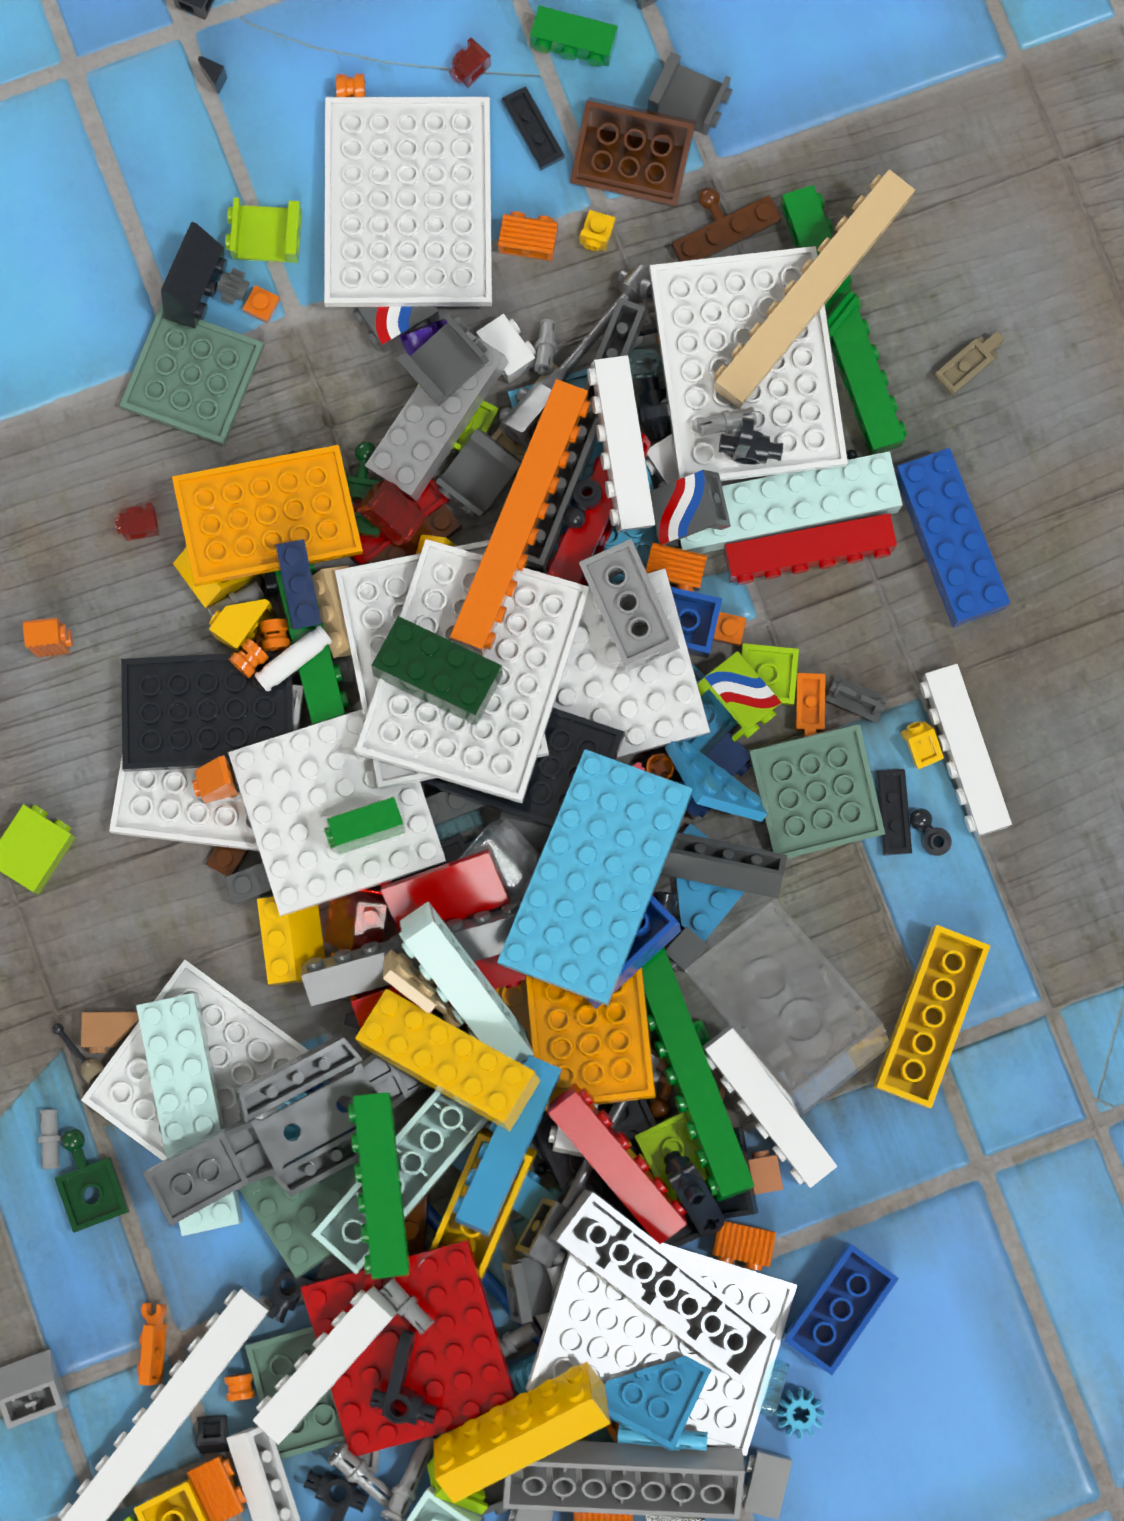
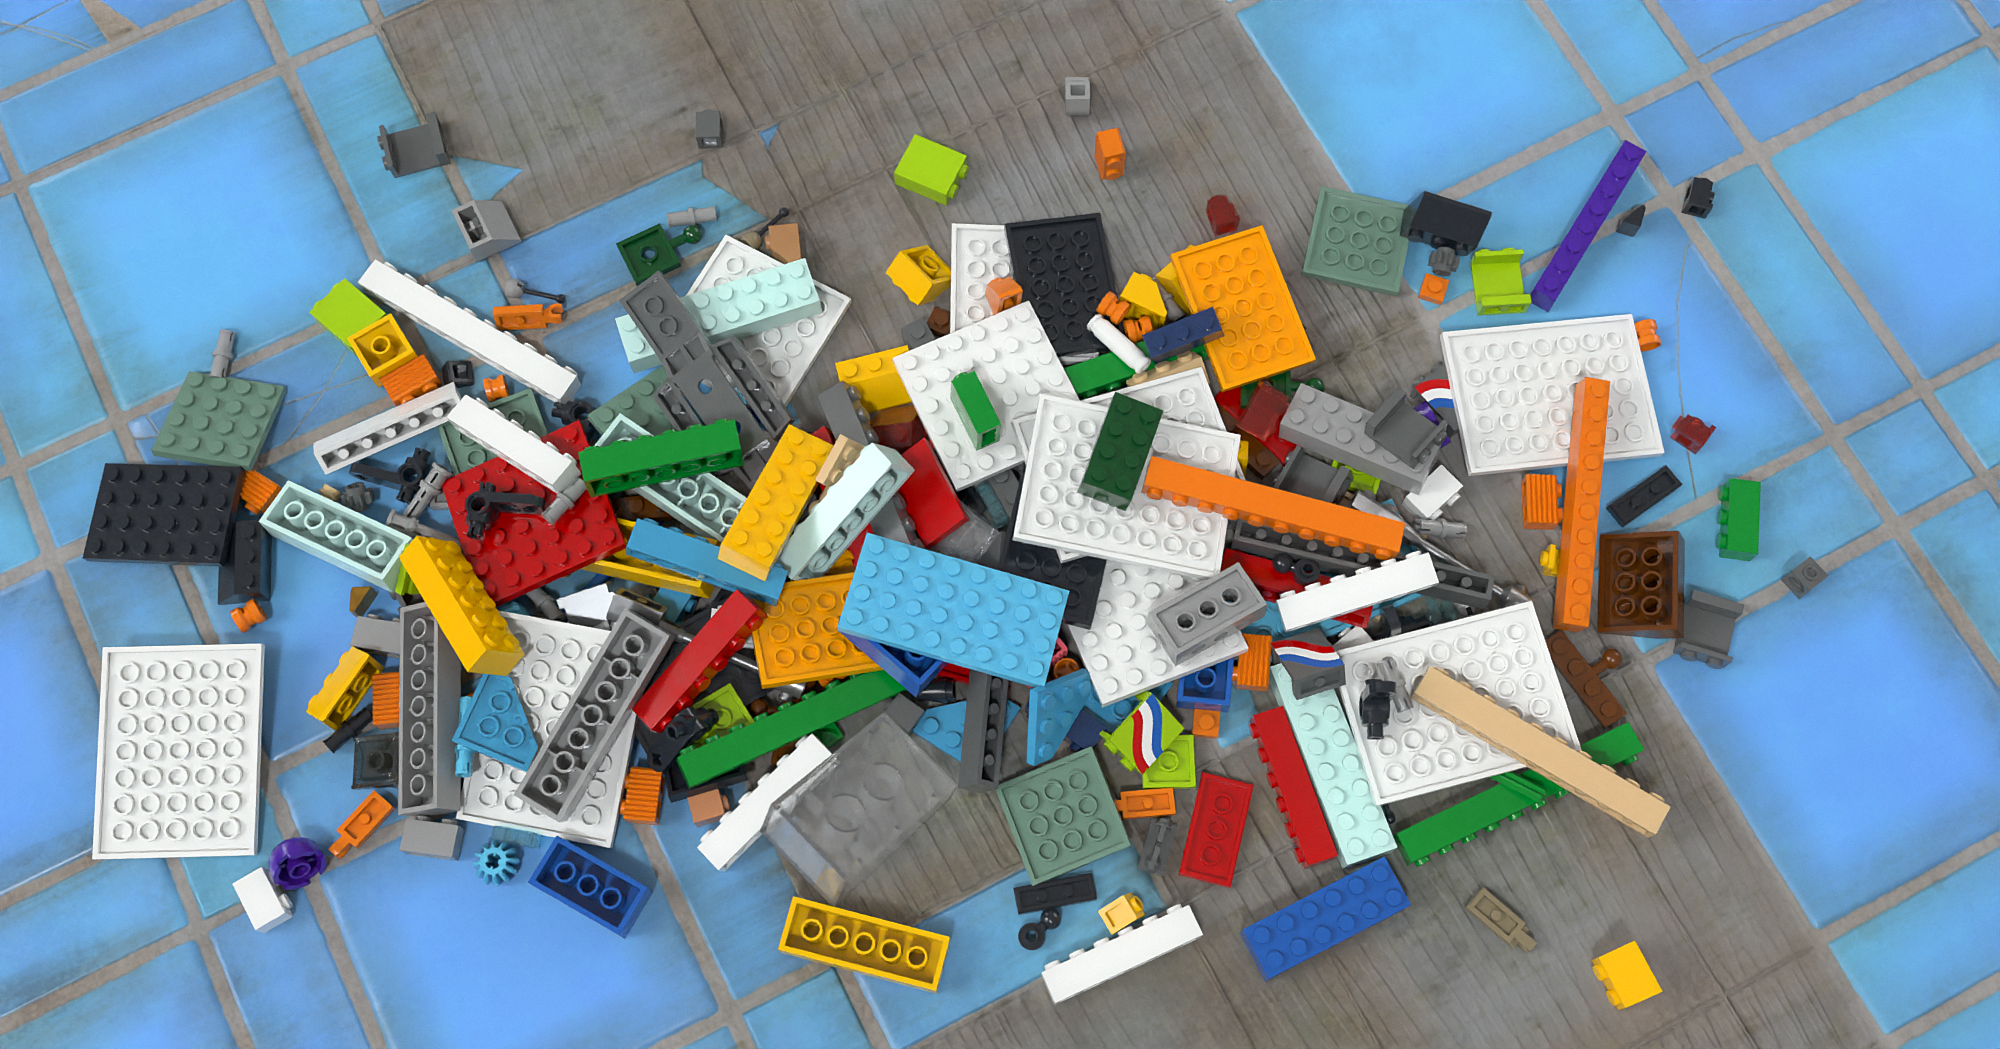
camera: 85 degrees right, 10 degrees down
(114, 1357) = (516, 289): none -> hinge
(164, 875) = (920, 274): none -> yellow slope
(211, 123) = (1586, 225): none -> dark purple brick
(541, 193) = (1581, 505): none -> orange brick
(844, 635) = (1216, 830): none -> red tile
(1039, 250) = (1626, 976): none -> yellow slope

